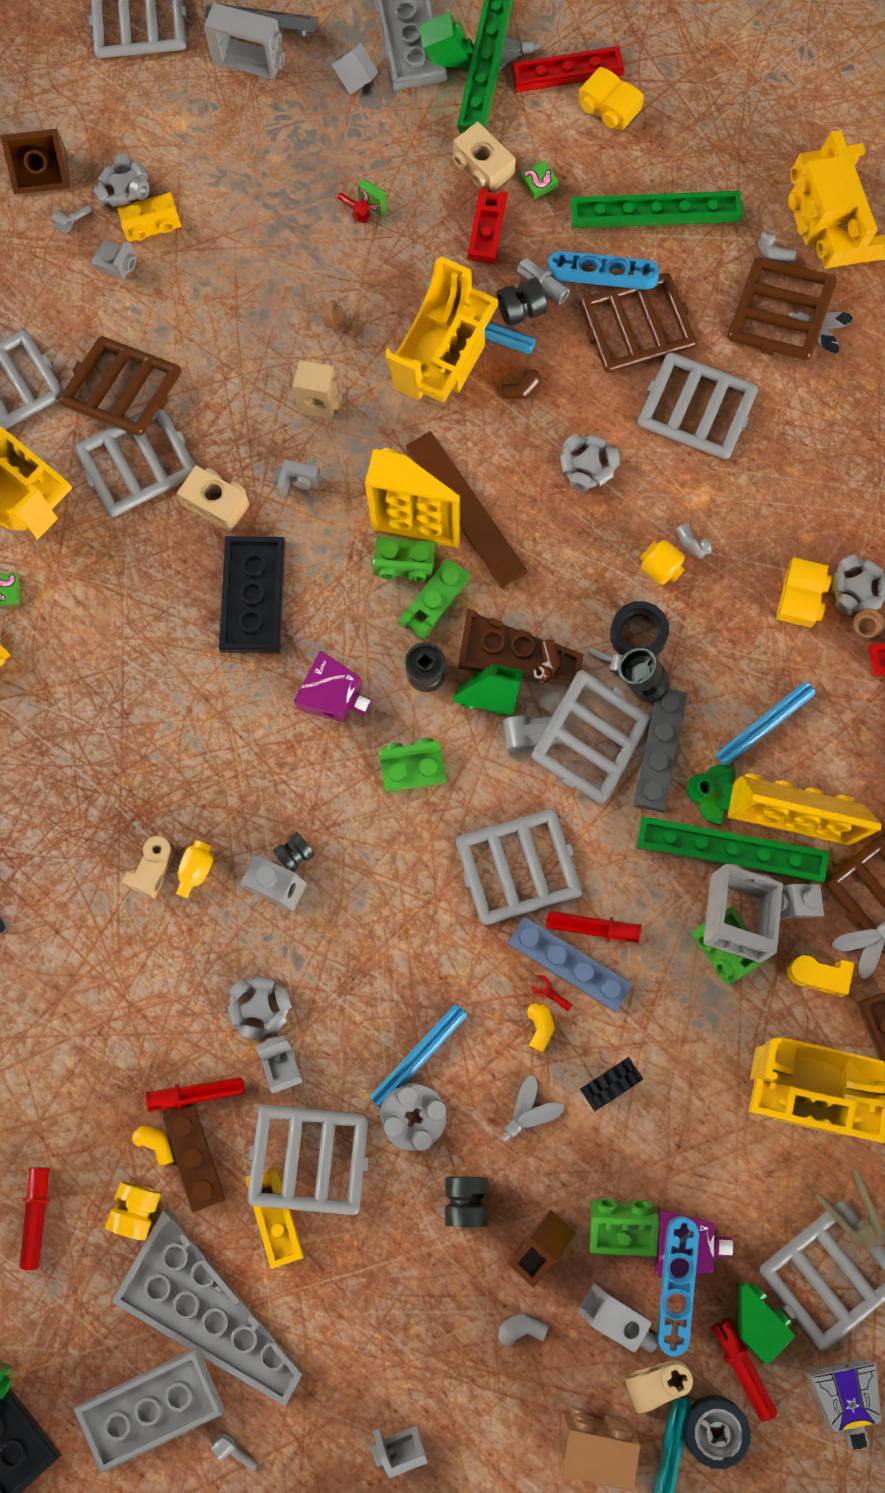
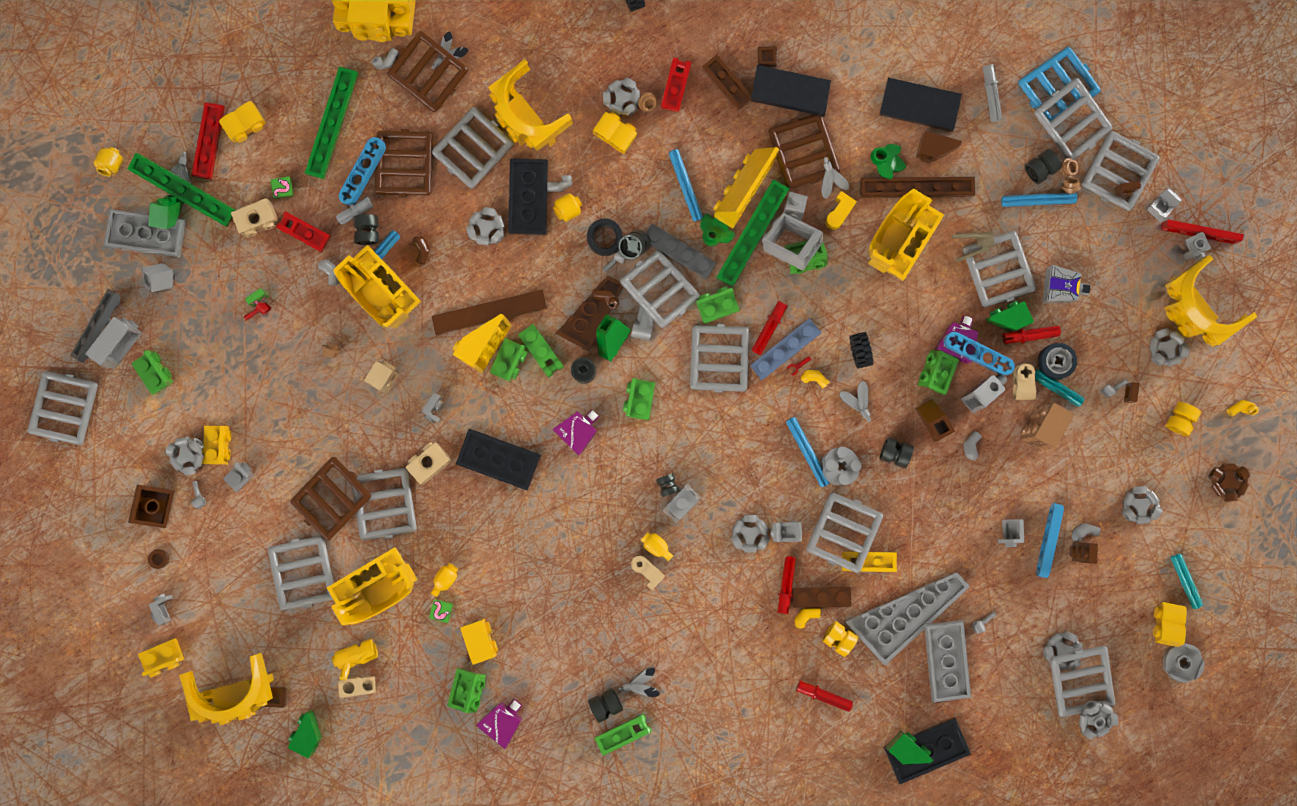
camera: 70 degrees left, 10 degrees up
(51, 577) = (444, 578): none -> yellow plant
(223, 106) = (152, 372): none -> bright green bracket
(599, 834) = (717, 305): none -> bright green bracket
(656, 505) = (528, 197): none -> black tile
(769, 446) = (518, 116): none -> yellow piece

